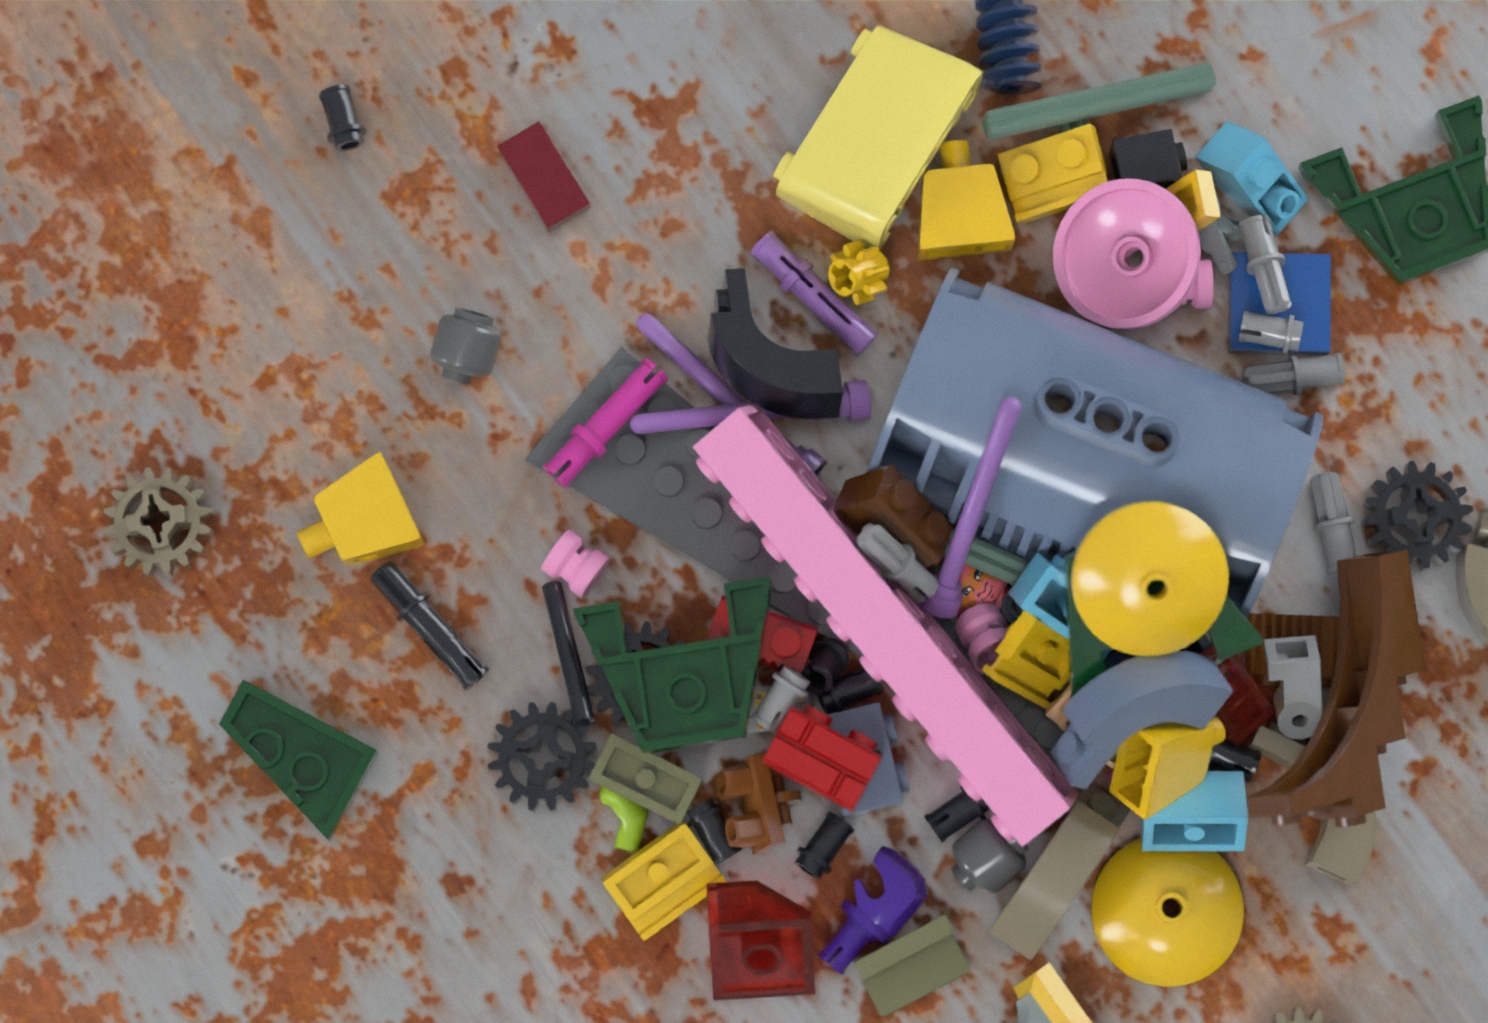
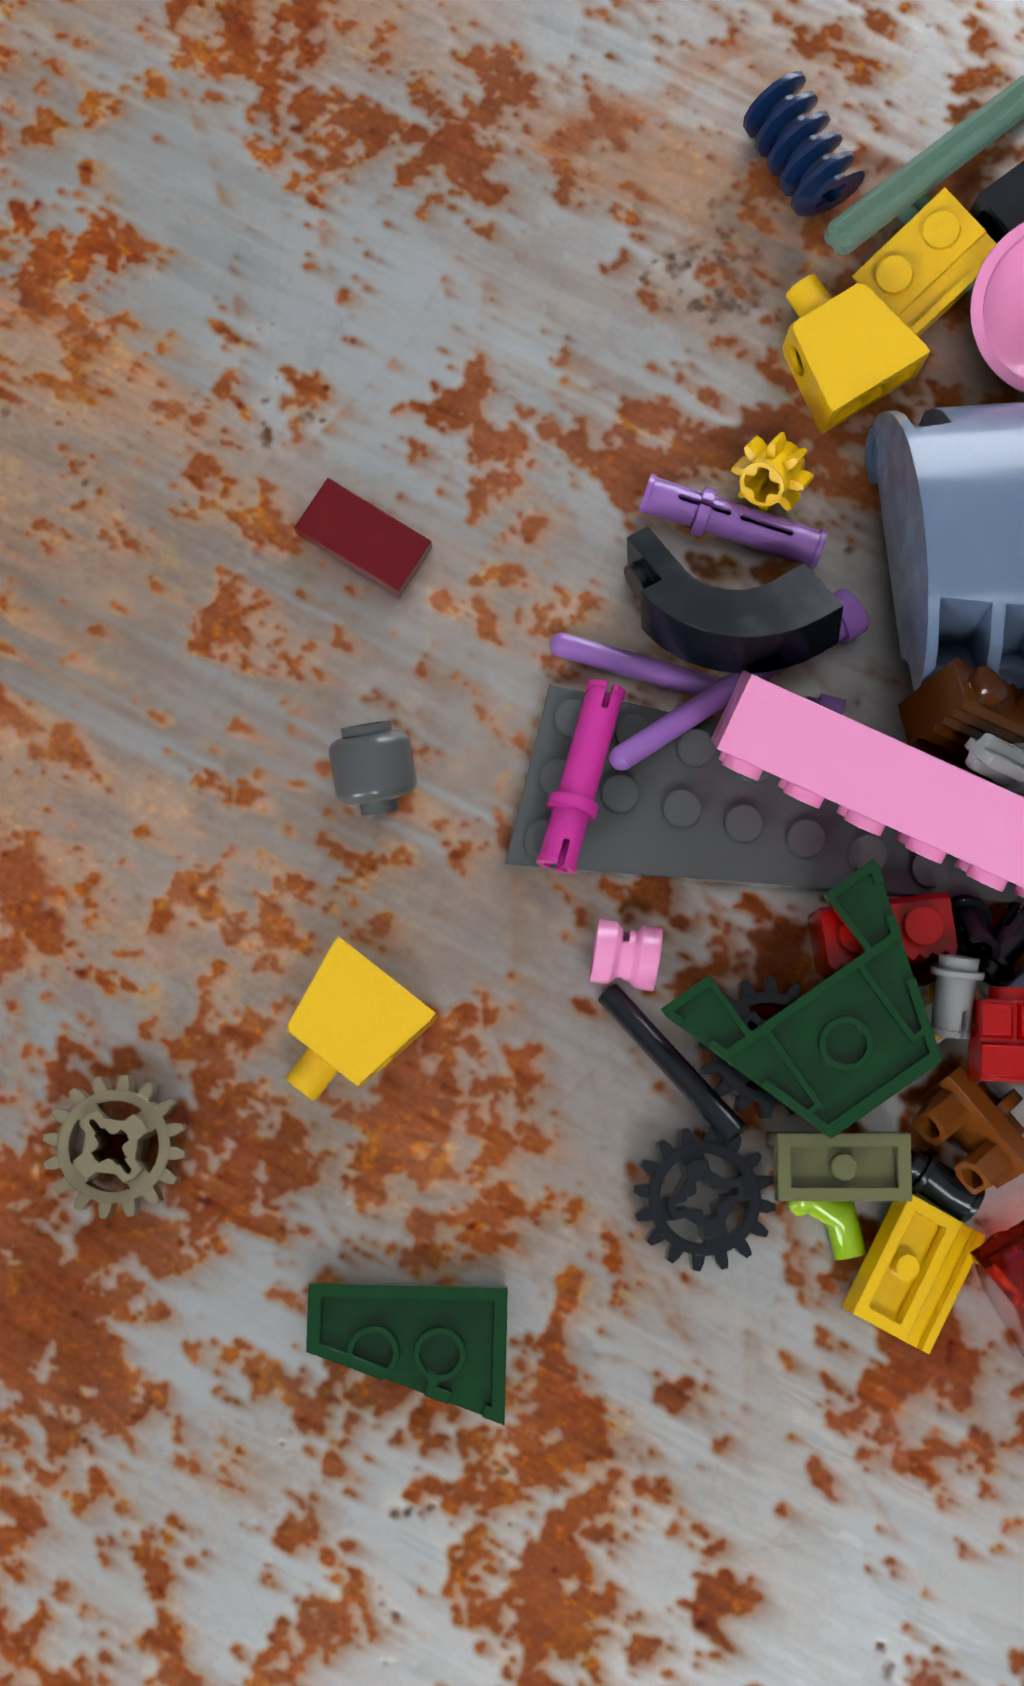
camera: 30 degrees left, 0 degrees up
(342, 119) = (111, 590): black pin -> none
(428, 624) = (492, 1108): black axle -> none
(877, 134) = (719, 312): light yellow windscreen -> none

